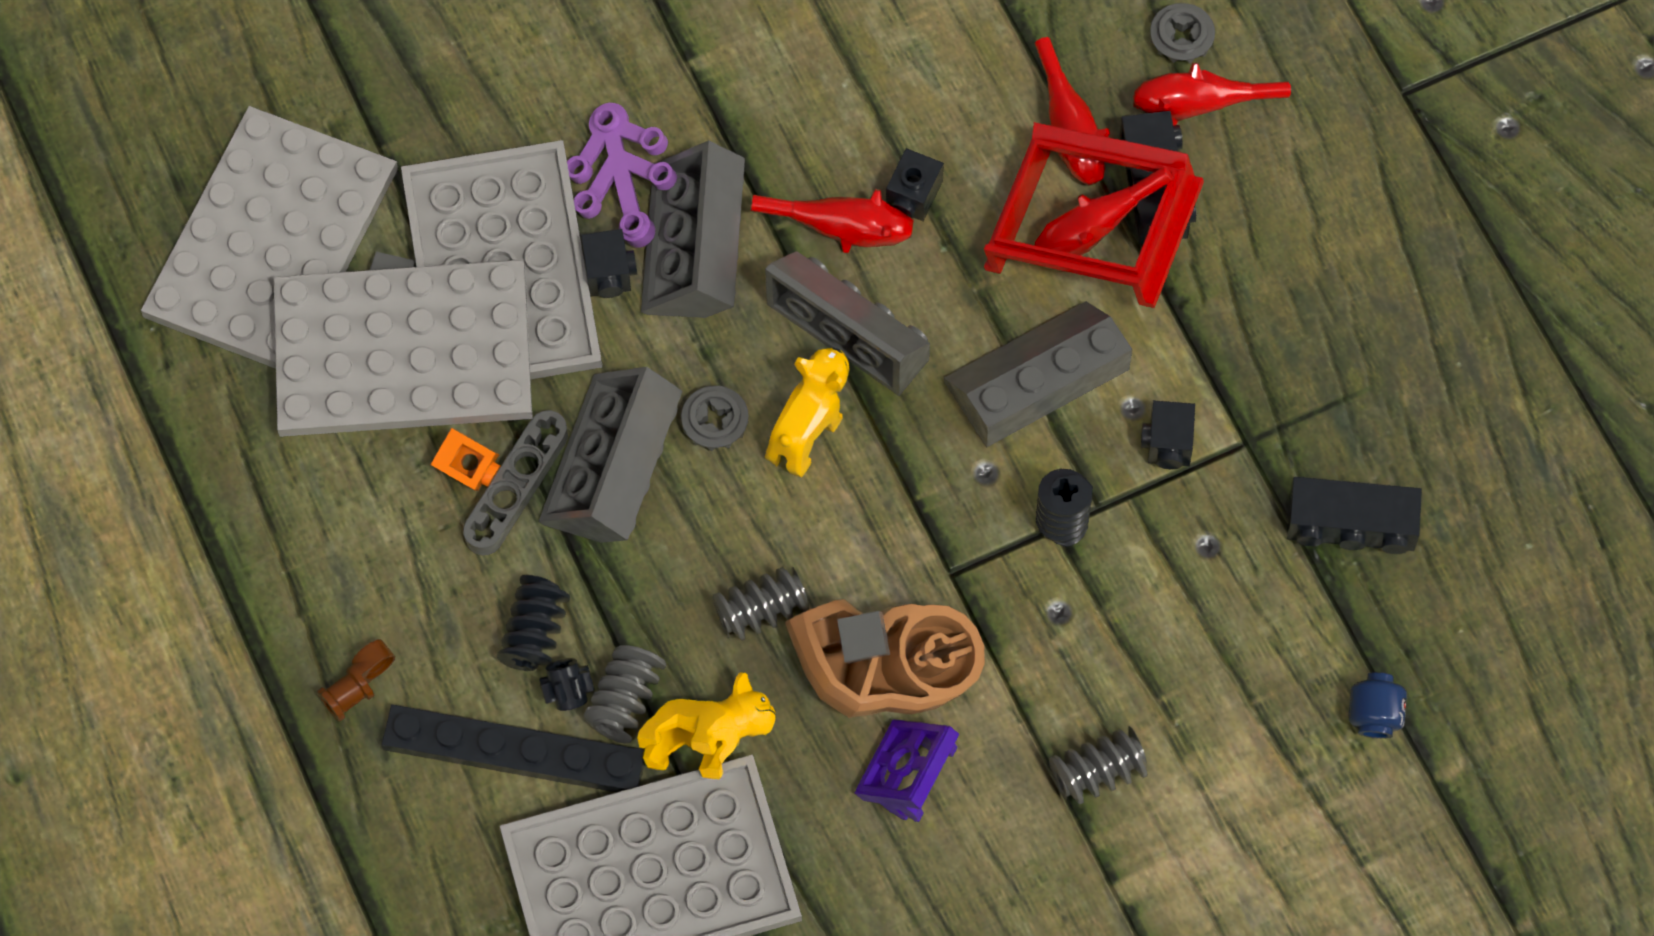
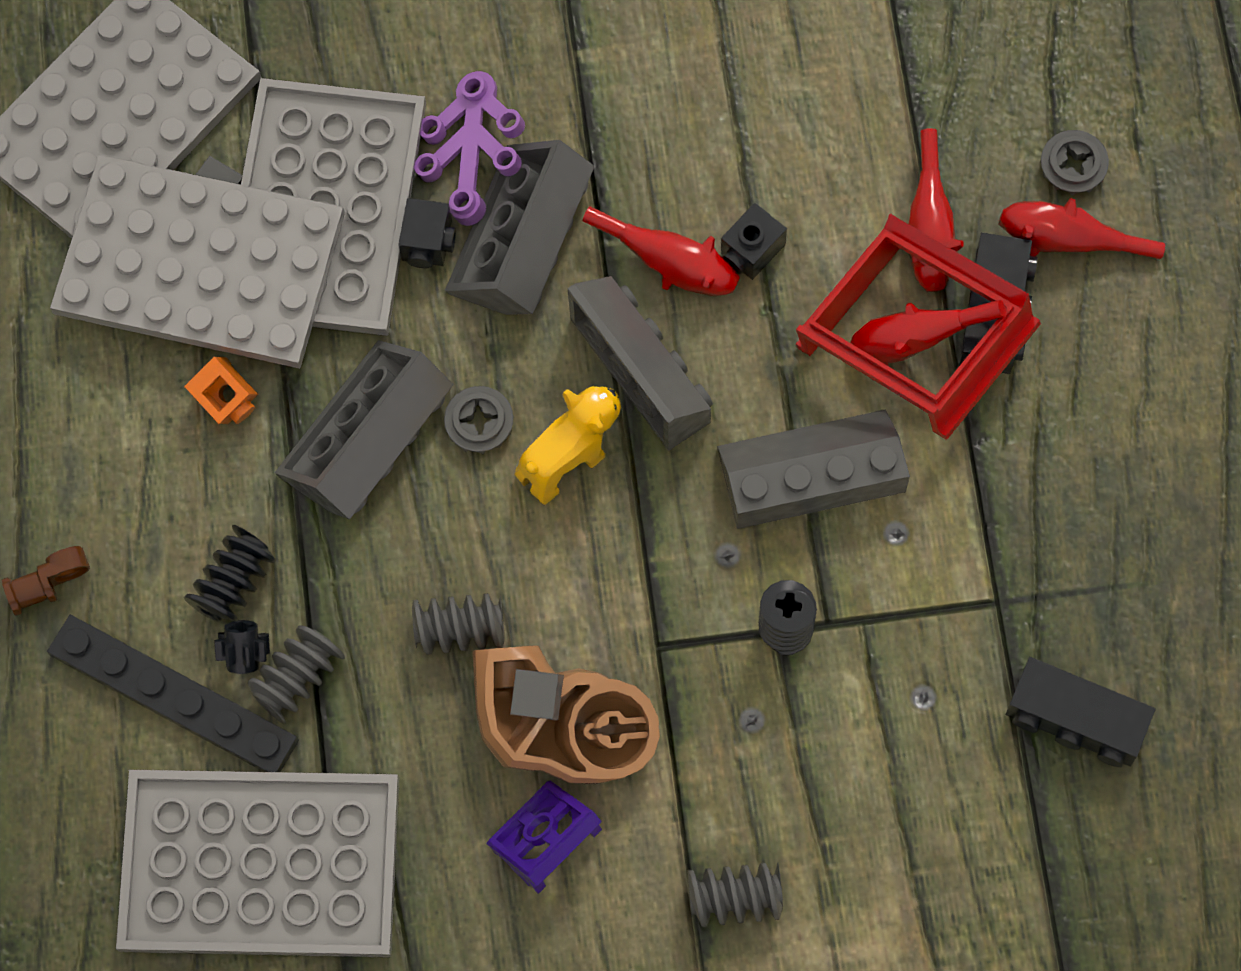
camera: 20 degrees right, 5 degrees up
(522, 485) = (259, 421): dark grey beam -> none
(706, 727) = (361, 734): yellow animal -> none
(1169, 434) = (920, 573): black brick -> none
(1377, 706) = (1036, 919): dark blue head -> none

